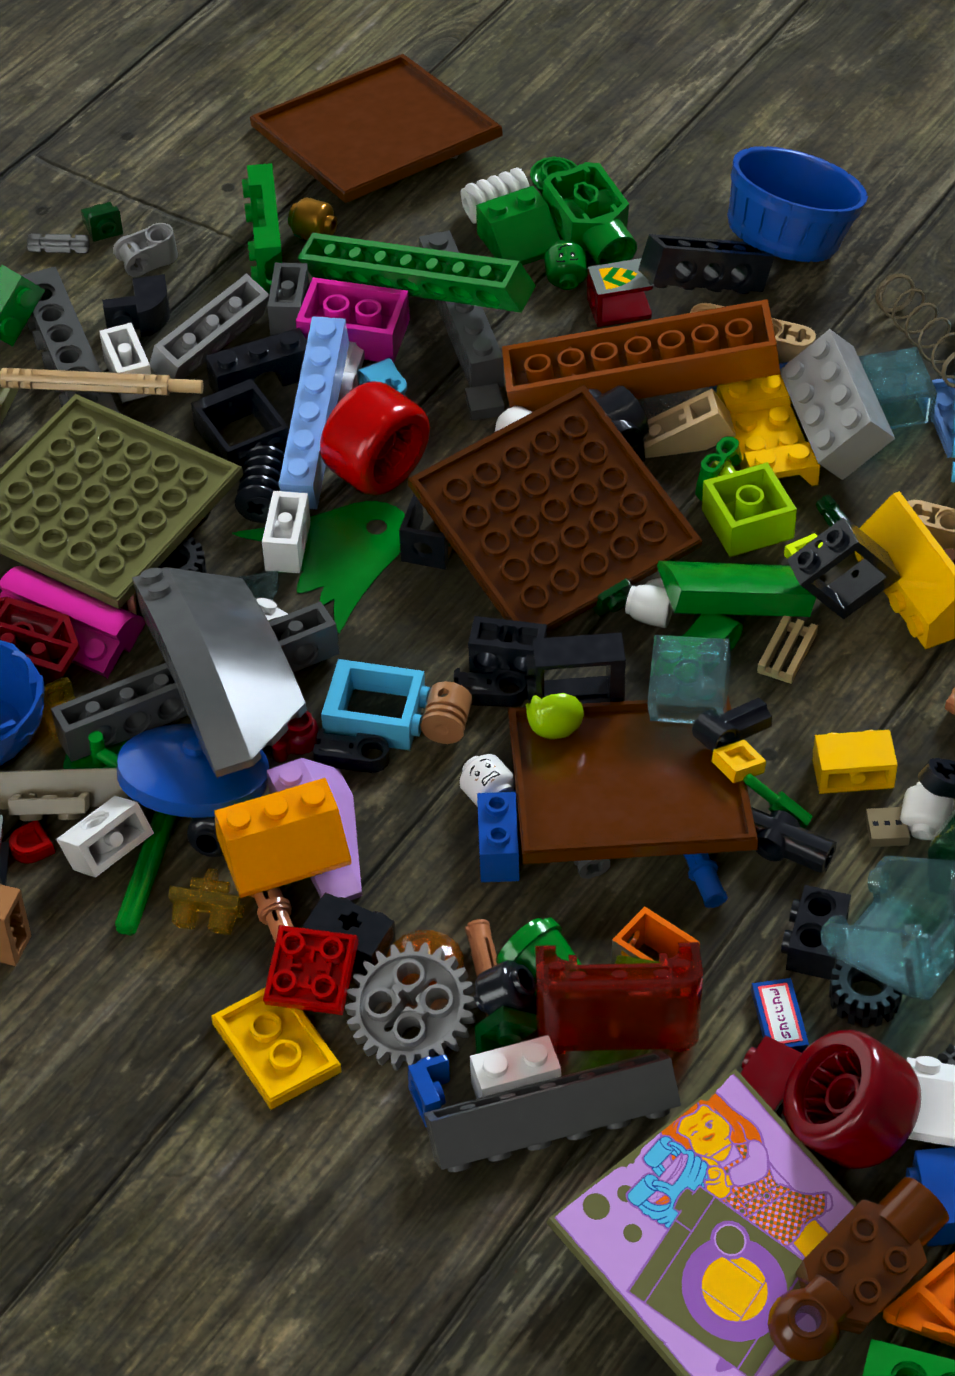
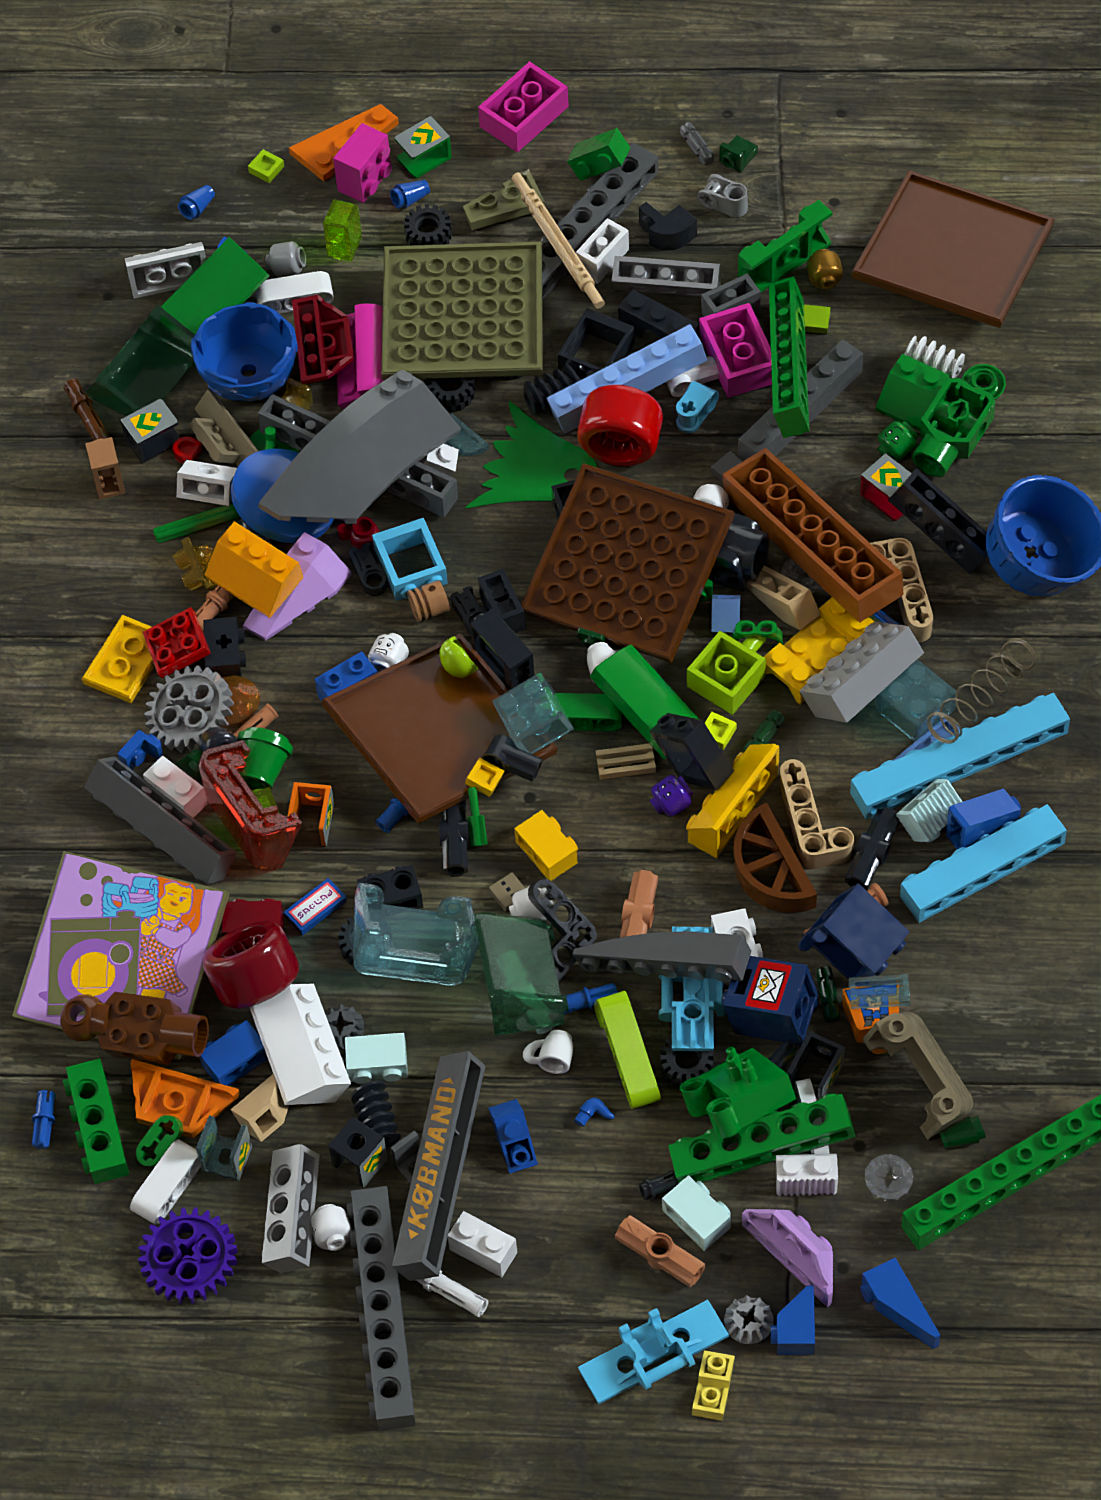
camera: 60 degrees right, 10 degrees up
(286, 532) = (513, 427): white brick -> none
(672, 477) = (725, 612): none -> medium blue brick
(867, 626) = (671, 796): none -> dark purple head

